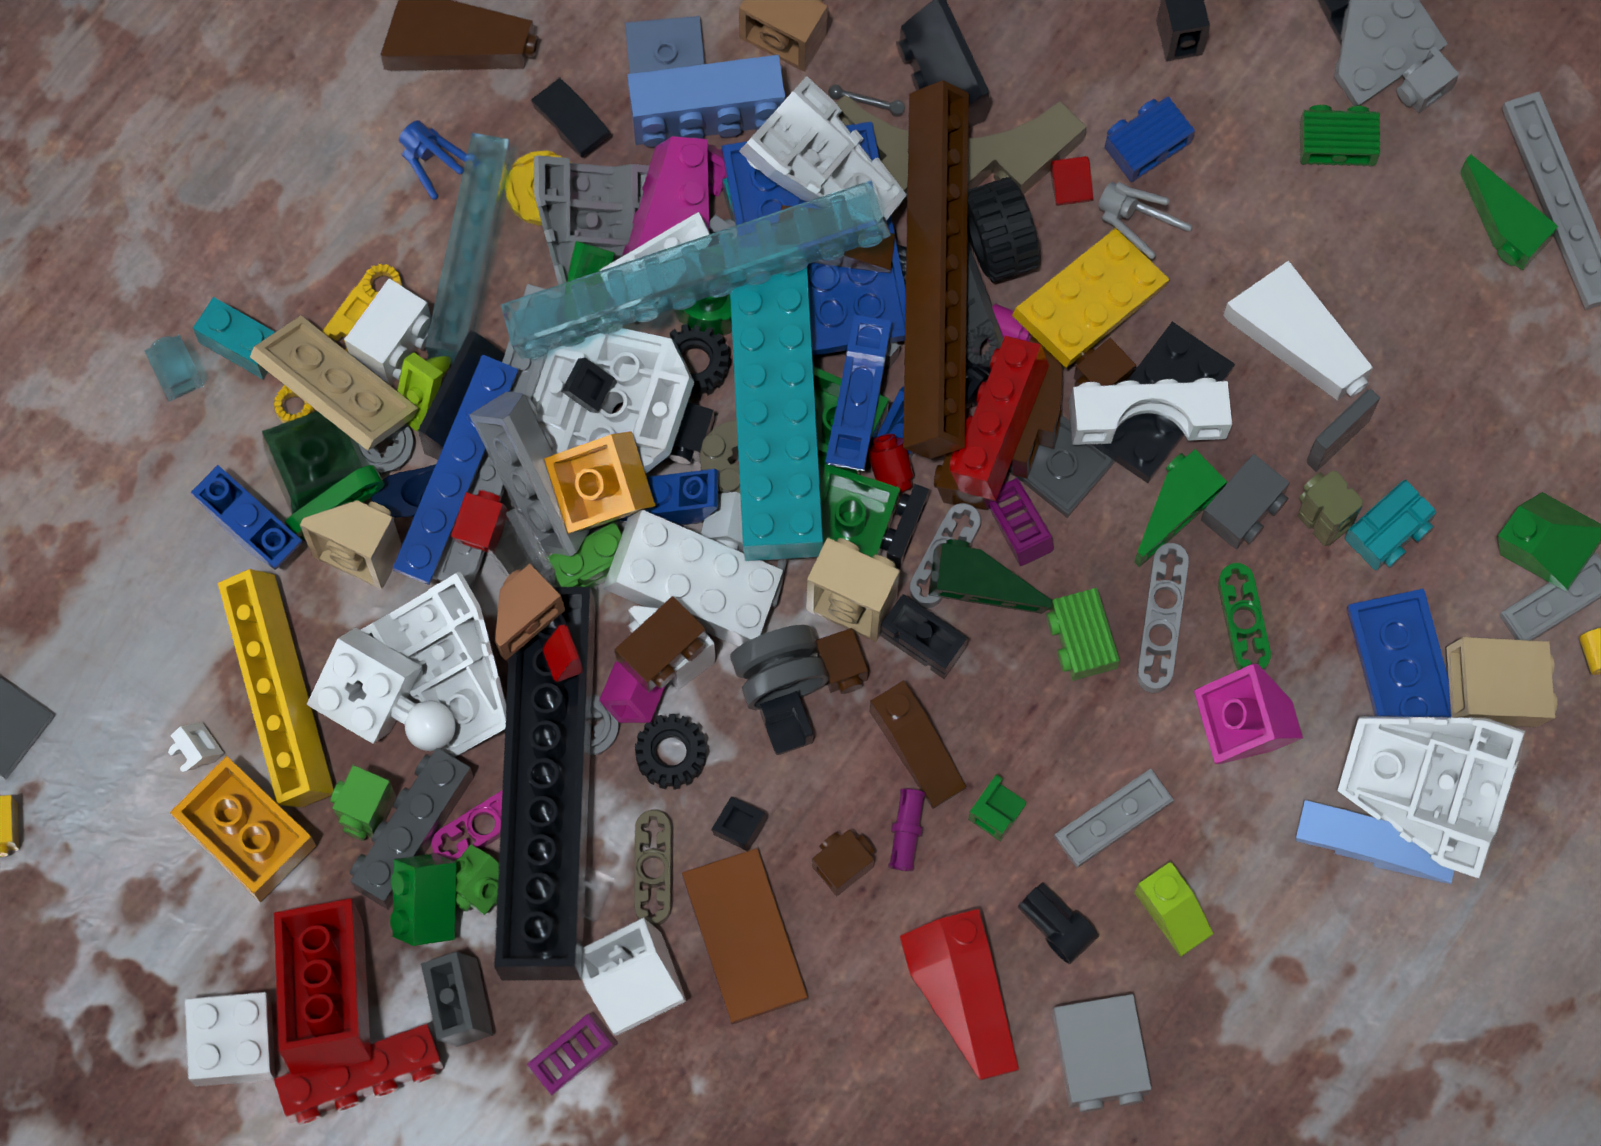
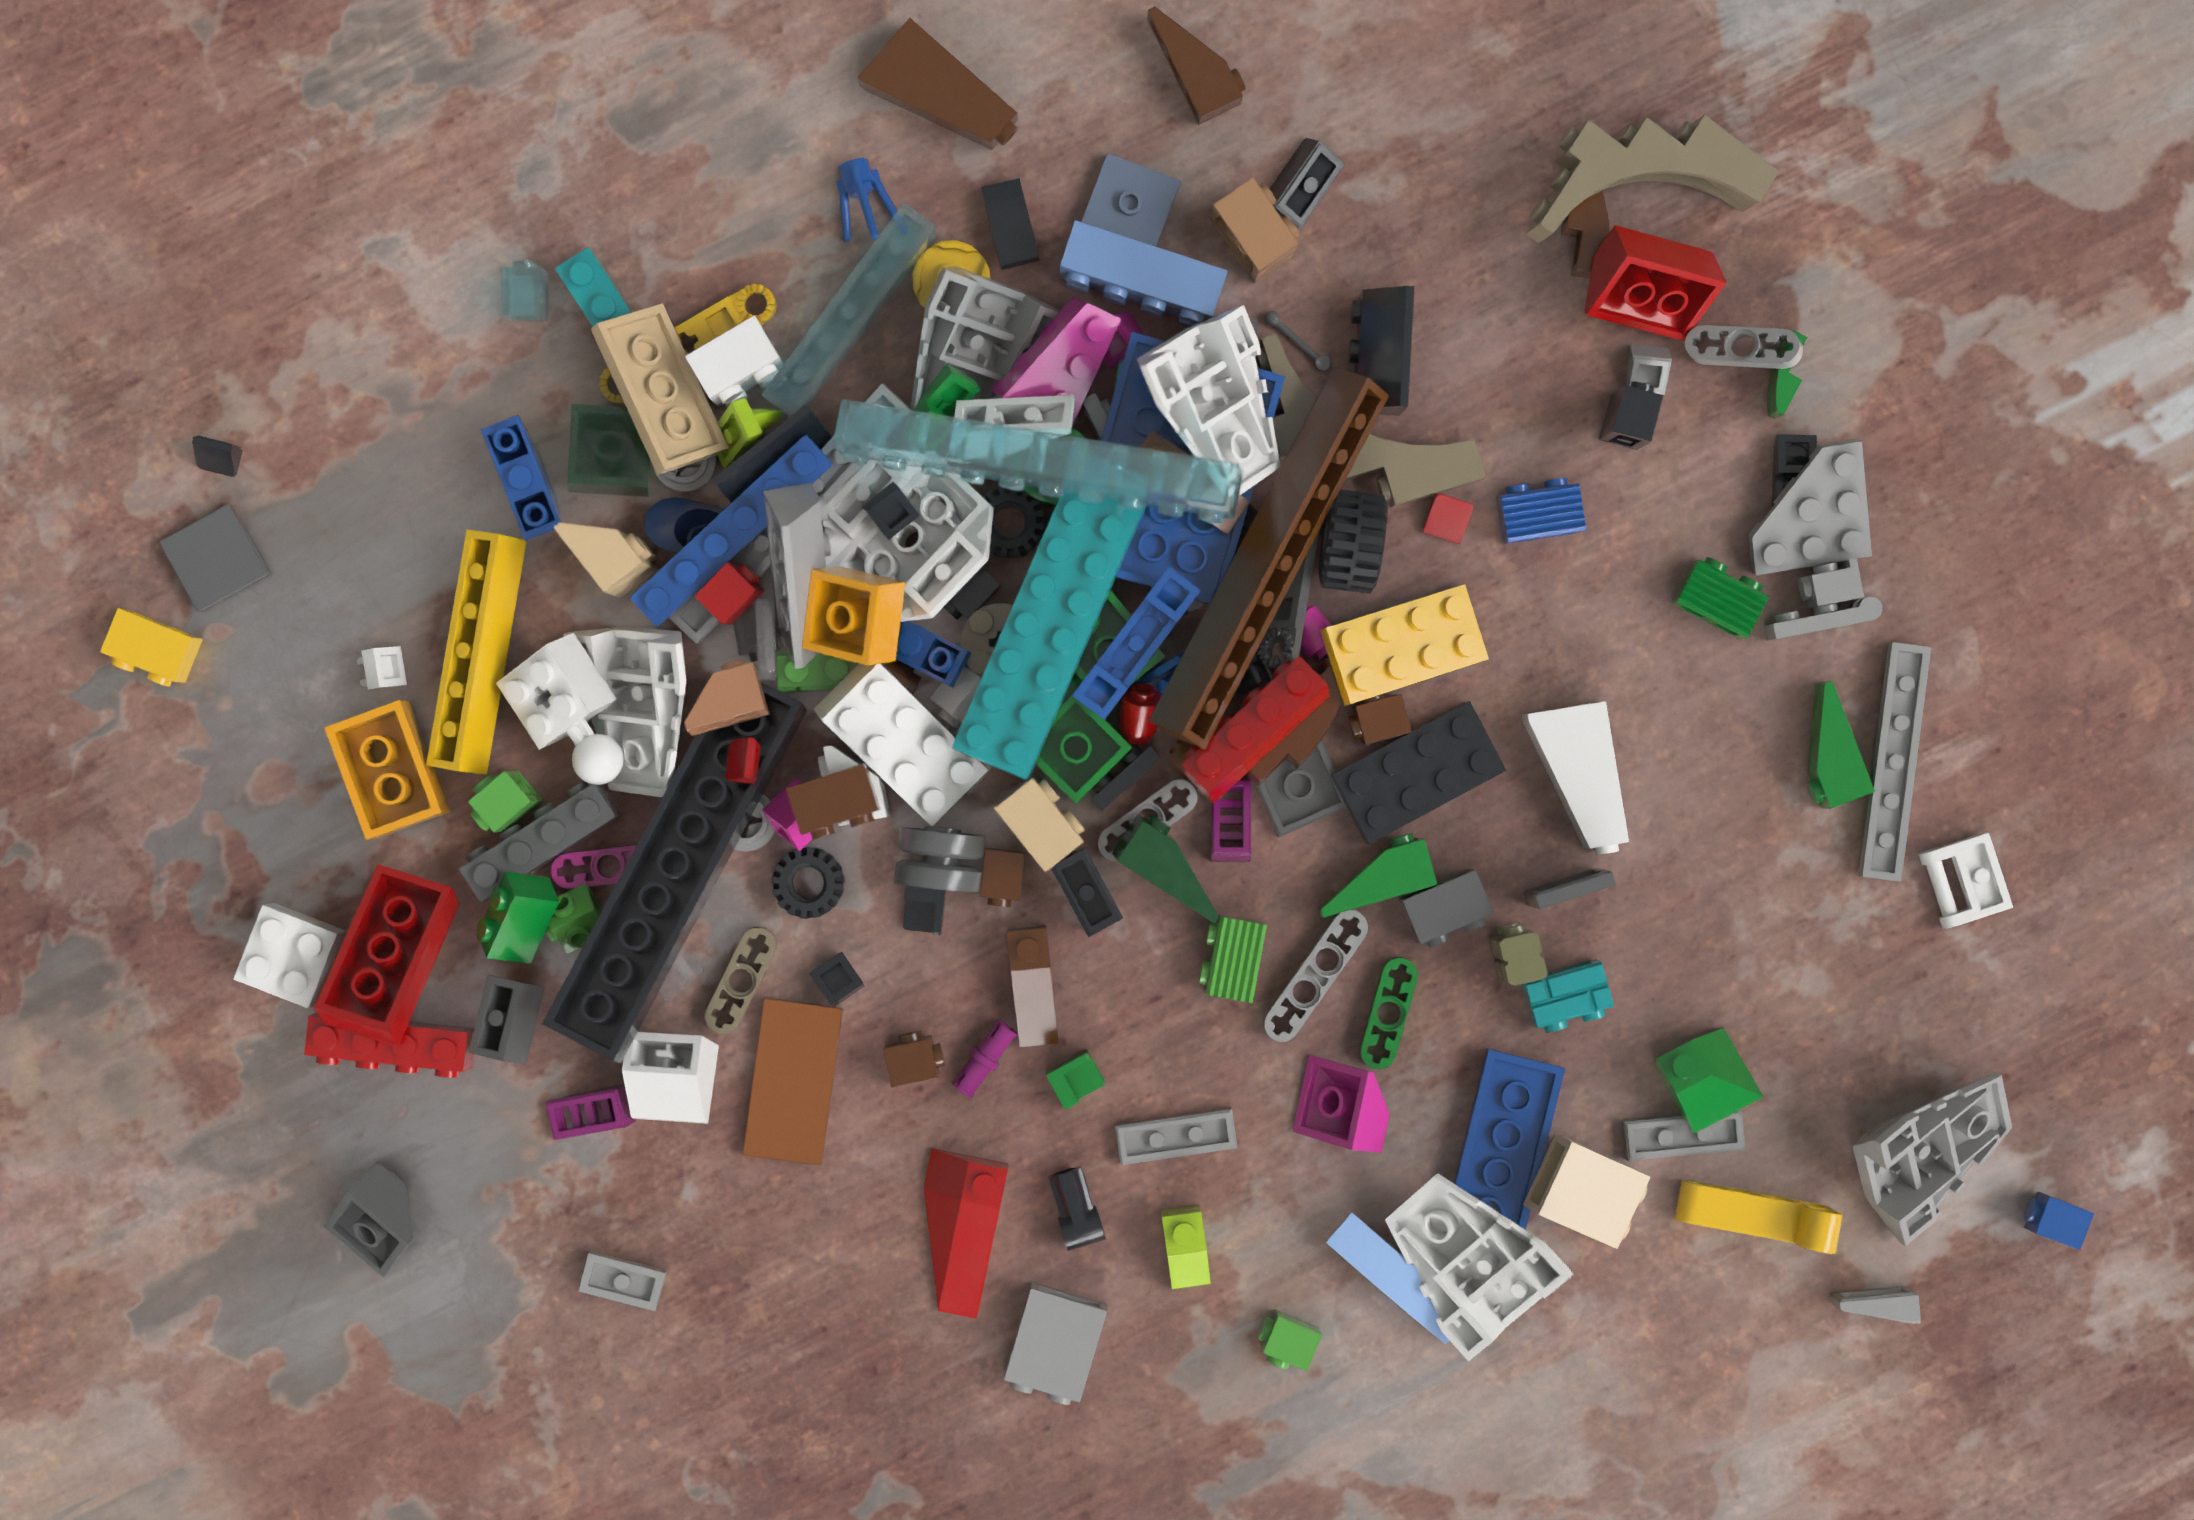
camera: 25 degrees right, 15 degrees up
(356, 486) = (610, 502): green beam -> none
(1121, 201) = (1482, 563): light grey plant -> none
(1196, 407) = (1444, 805): white arch -> none
(1310, 946) = (1288, 1341): none -> bright green brick
(1435, 113) = (1825, 618): none -> light grey plate

